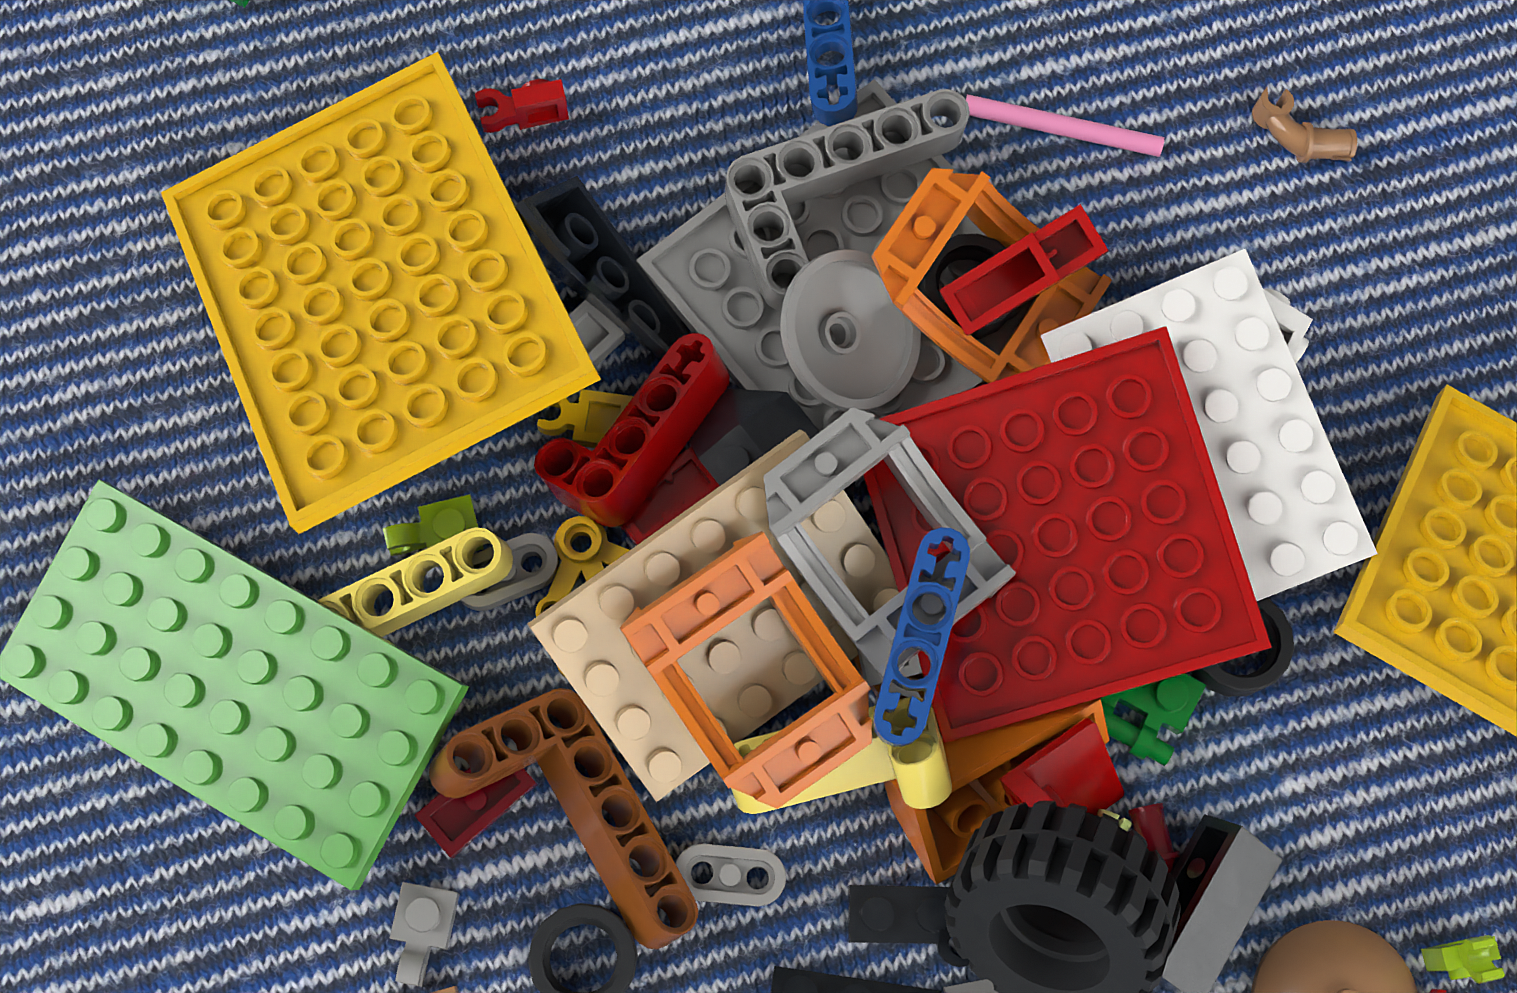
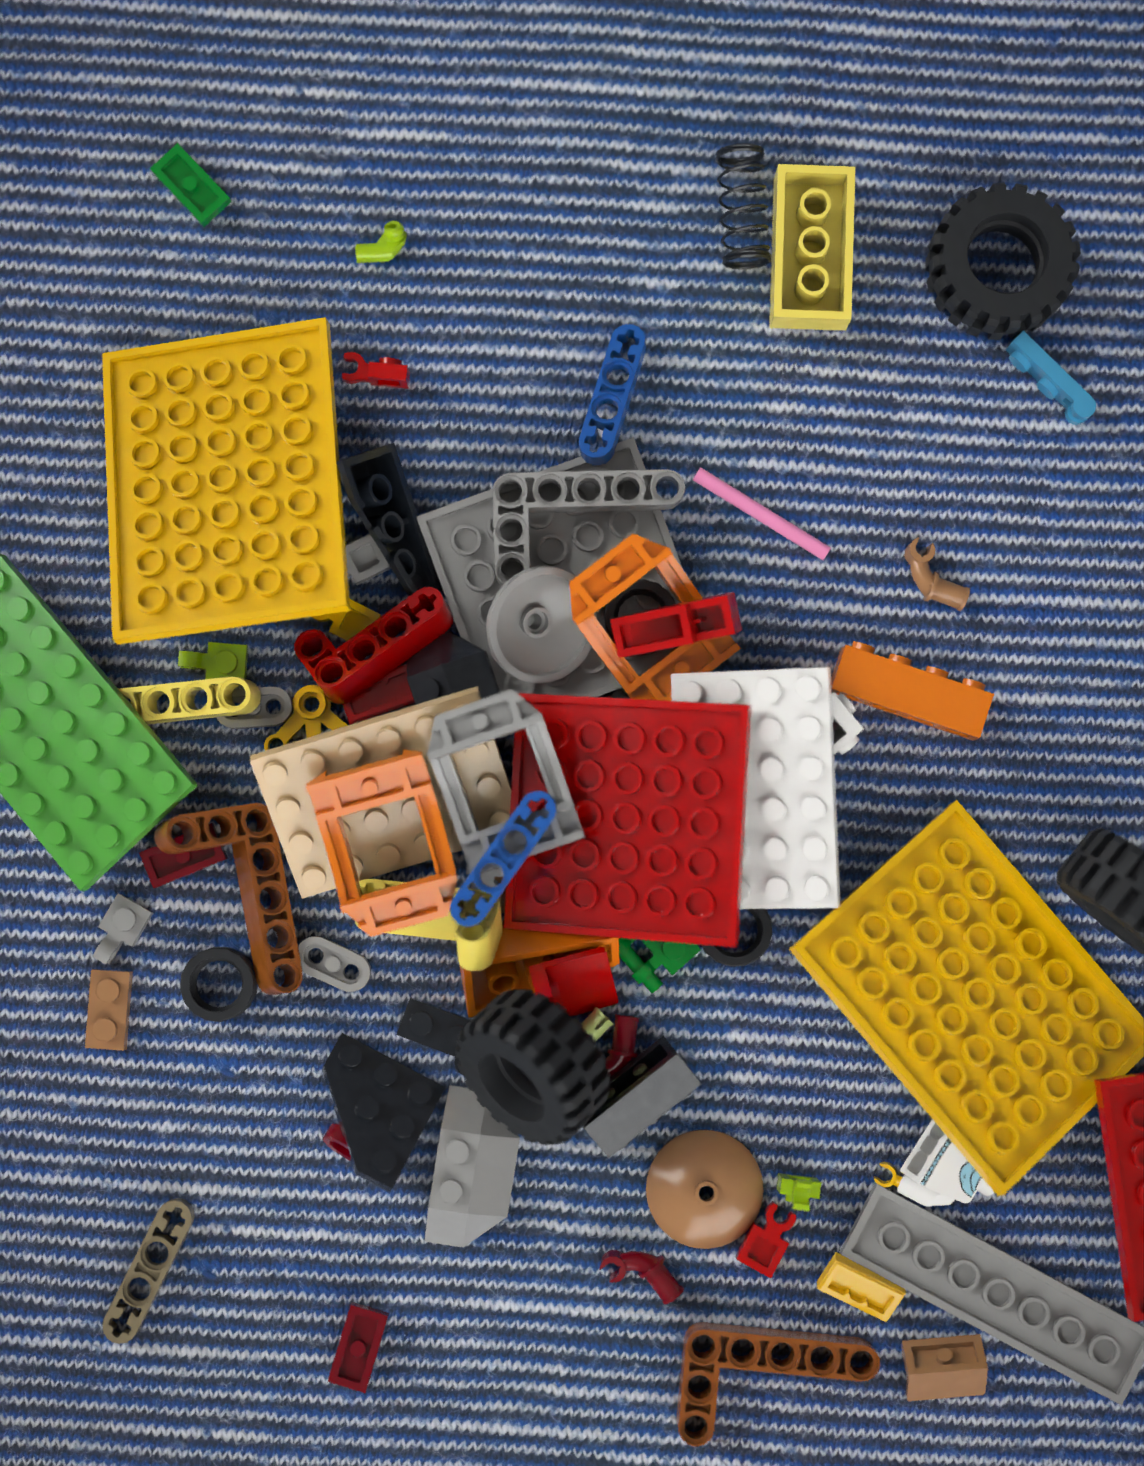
camera: 25 degrees right, 10 degrees up
(1349, 270) = (911, 692): none -> orange brick

